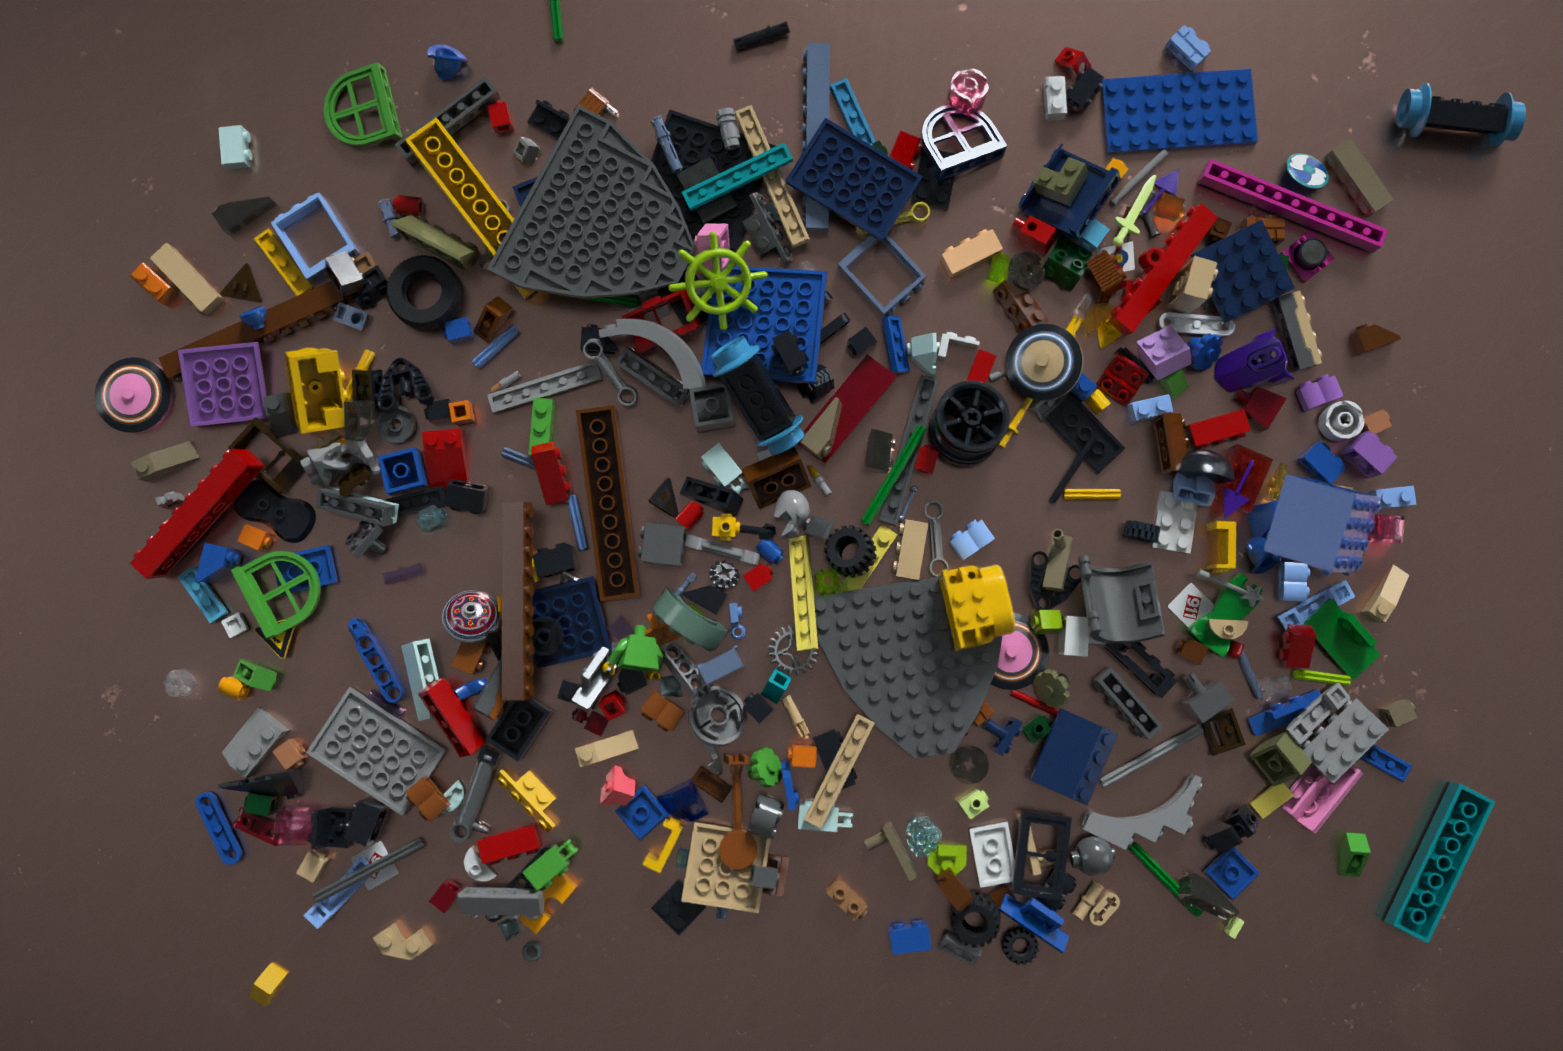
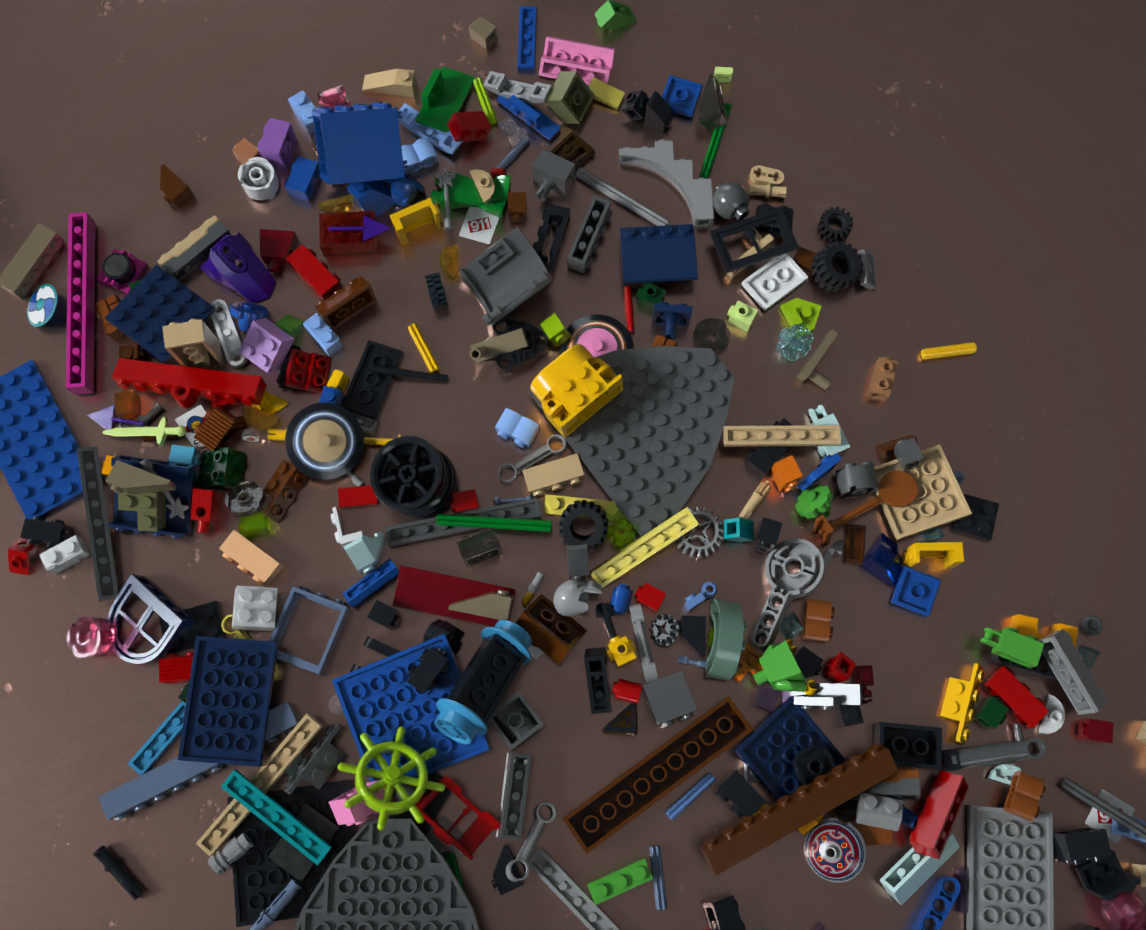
camera: 115 degrees left, 10 degrees down
(480, 667) = (879, 811): none -> light grey brick
(508, 815) = (991, 712): none -> dark green brick
(550, 472) = (659, 846): red brick -> none
(606, 748) = (880, 654): tan slope -> none
(617, 788) = (909, 624): coral brick -> none
(678, 350) = (473, 798): light grey arch -> none
(720, 665) = (756, 580): sand blue piece -> none
(723, 468) = (567, 681): light aqua brick -> none
(842, 978) = (947, 351): none -> yellow axle
(909, 937) = (883, 312): blue brick -> none
(923, 235) = (254, 608): none -> white brick
(954, 889) = (823, 293): reddish brown slope -> none
(1037, 920) = (808, 220): blue bracket -> none
(1048, 208) = (175, 506): none -> light grey piece
(1052, 688) = (610, 298): olive plant -> none
(1070, 136) = (97, 523): none -> dark grey plate
(1075, 637) = (557, 299): white brick -> none
(1086, 178) = (135, 480): none -> dark tan slope
(1142, 174) = (110, 445): light grey piece -> none
(1168, 559) = (449, 261): none -> clear yellow plate
(1176, 523) = (409, 270): white plate -> none
(1197, 489) = (377, 266): light blue brick -> none
(1208, 464) = (349, 262): black brick -> none
(1319, 393) = (242, 207): medium lavender brick -> none
(1343, 740) = (527, 59): light grey bracket -> none

